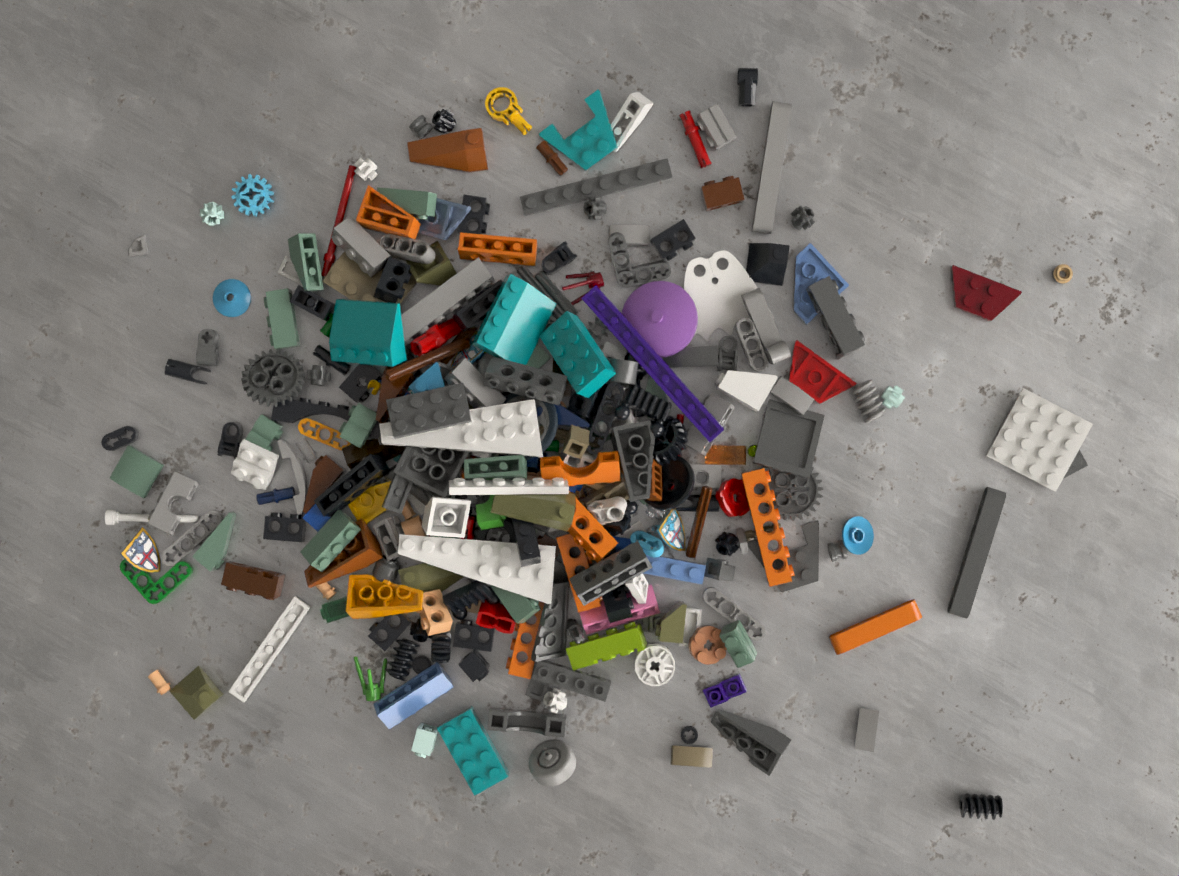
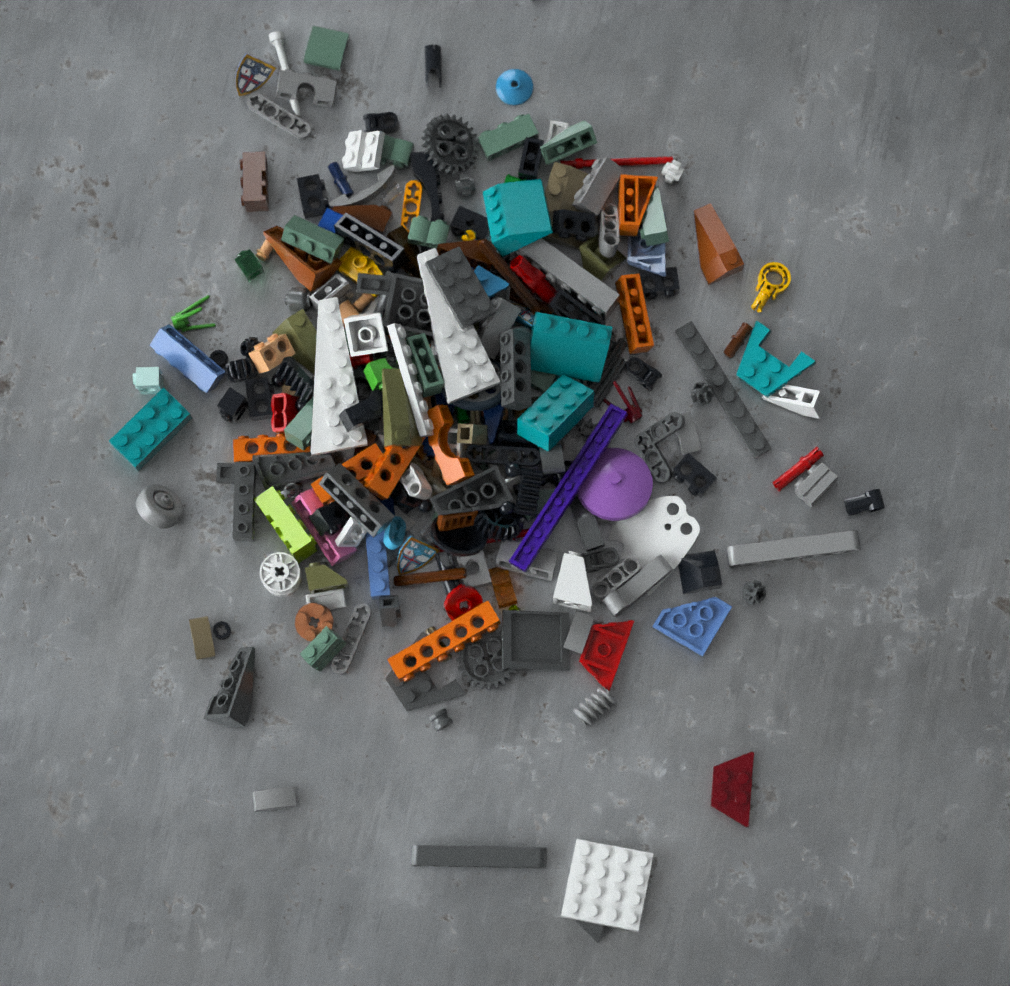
camera: 75 degrees right, 10 degrees down
(118, 434) = (349, 27): black beam -> none
(152, 585) = (223, 92): green beam -> none
(159, 682) = (136, 123): light nougat pin -> none
(196, 692) = (134, 161): olive slope -> none
(208, 350) = (458, 78): dark grey piece -> none
(212, 213) = (587, 45): light aqua gear -> none
(216, 546) = (278, 139): sand green slope -> none
(251, 187) = (623, 72): medium azure gear -> none
(269, 649) = (194, 215): white plate -> none
(325, 356) = (485, 184): black pin -> none
(374, 599) = (269, 294): light orange wedge -> none
(393, 631) = (243, 322): black brick -> none
(401, 659) = (219, 338): black piece -> none
(421, 127) = (728, 210): dark grey wheel -> none
(443, 121) = (740, 229): black gear -> none
(518, 720) = (192, 471): dark grey arch -> none
(555, 700) = (219, 492): white gear -> none
(722, 193) = (752, 507): reddish brown brick -> none
(724, 690) = (274, 652): dark purple slope -> none
(727, 543) = (417, 611): black gear -> none
(742, 541) = (423, 625): light grey tile -> none
(835, 317) = (665, 648): dark grey wedge -> none
(863, 536) = (464, 742): dark azure dish -> none
(875, 627) = (377, 778): orange beam -> none
(892, 397) = (606, 729): light aqua gear -> none
(981, 805) = (230, 931): black piece -> none
(1068, 273) = (778, 856): tan plate -> none

